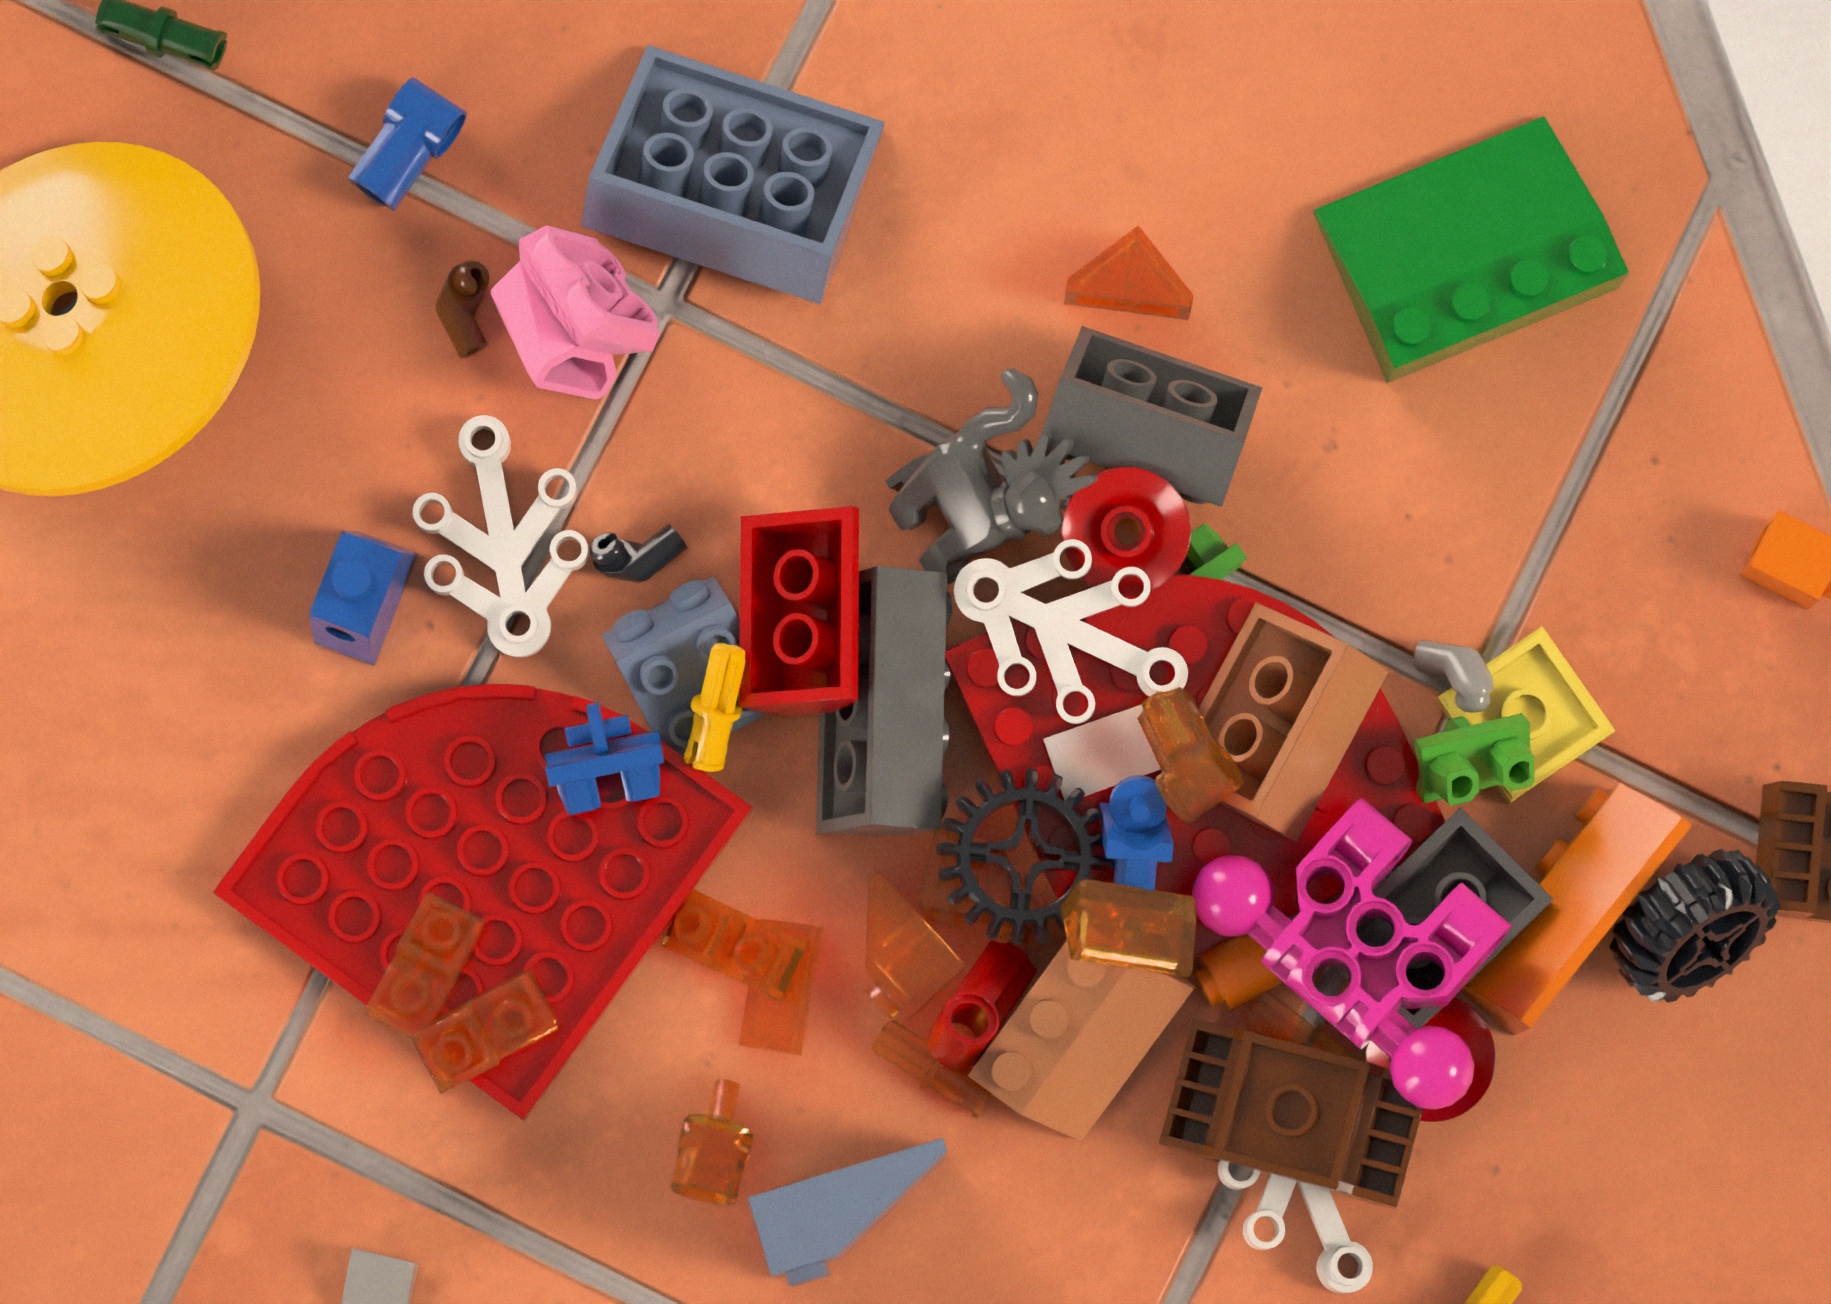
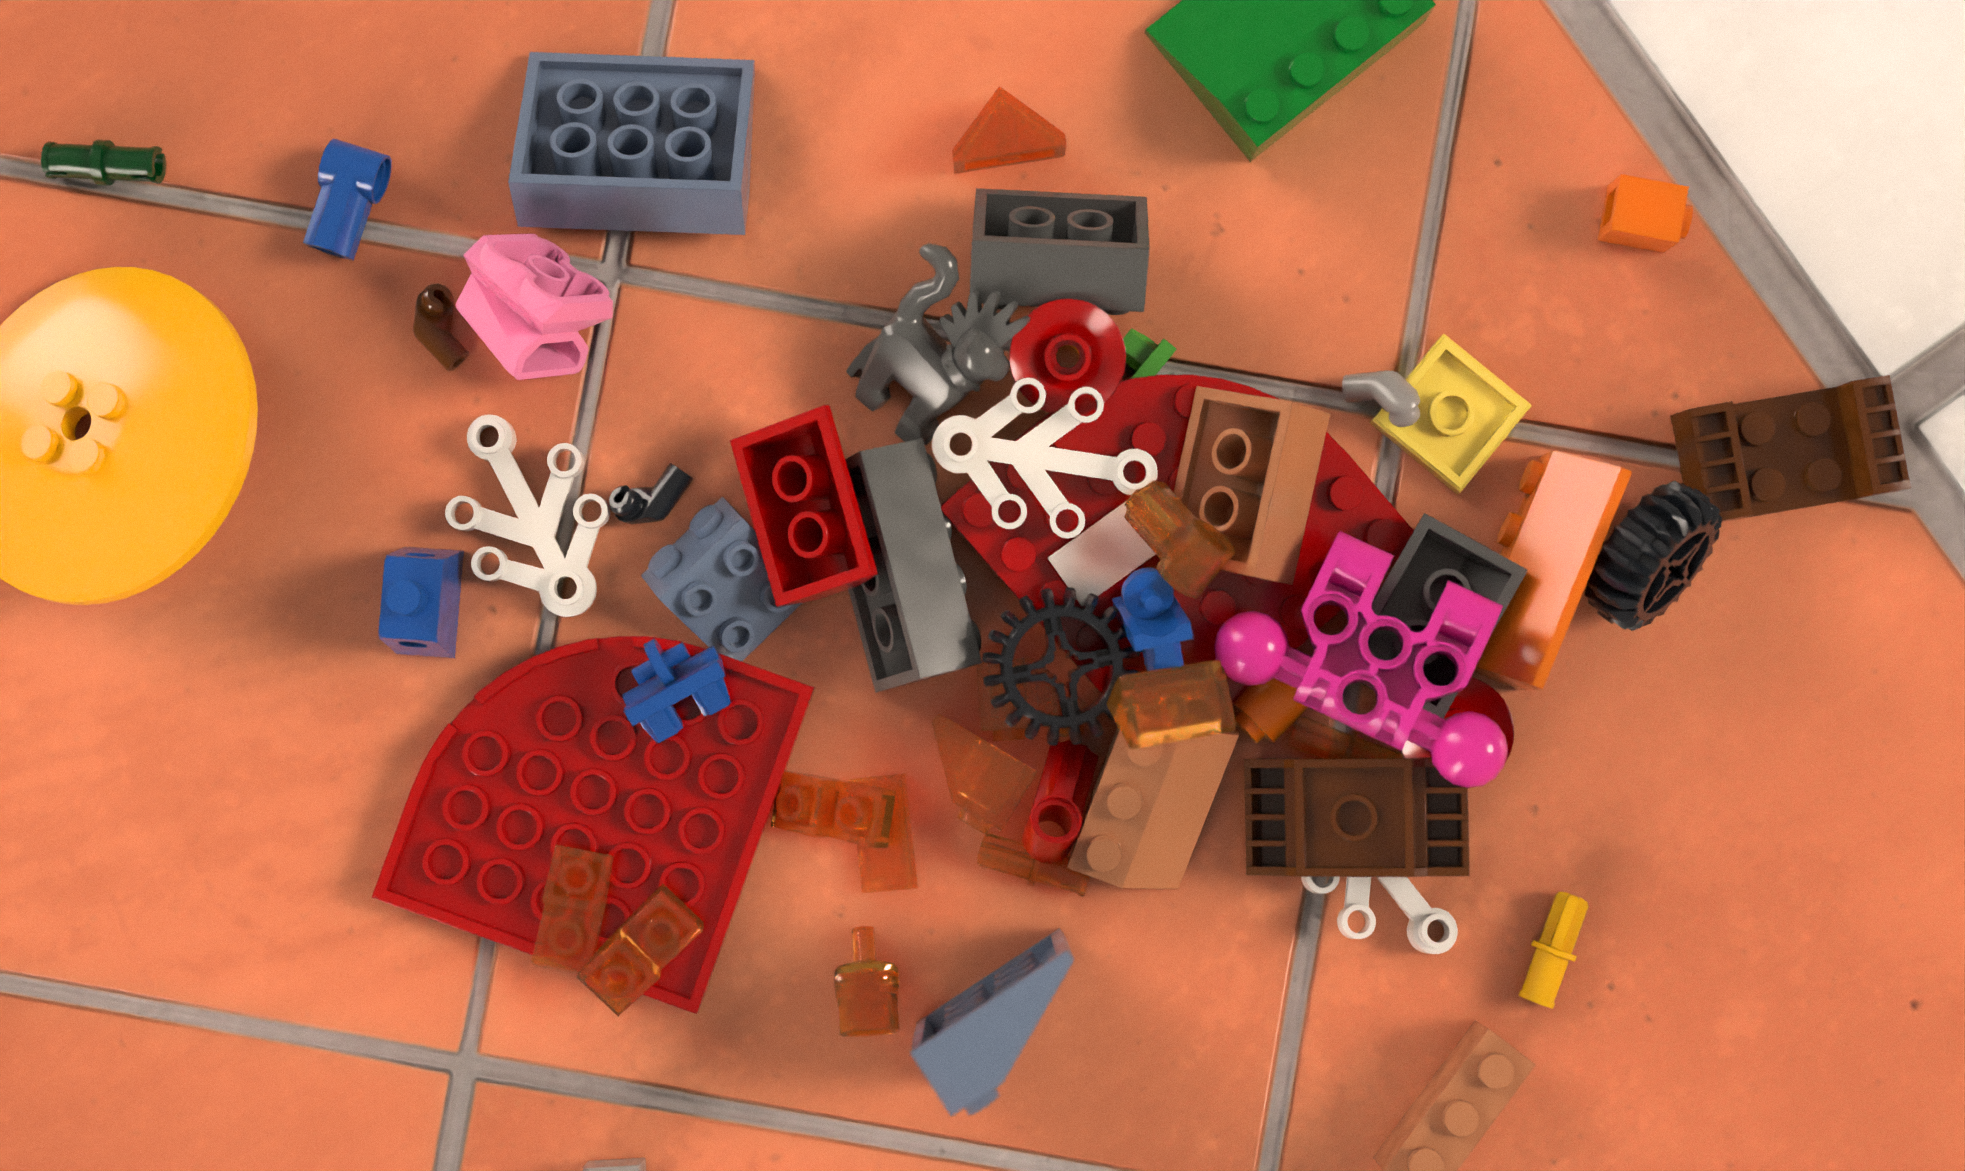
camera: 15 degrees left, 5 degrees up
(716, 708) = (757, 613): yellow axle -> none
(1474, 758) = (1420, 465): bright green hips -> none

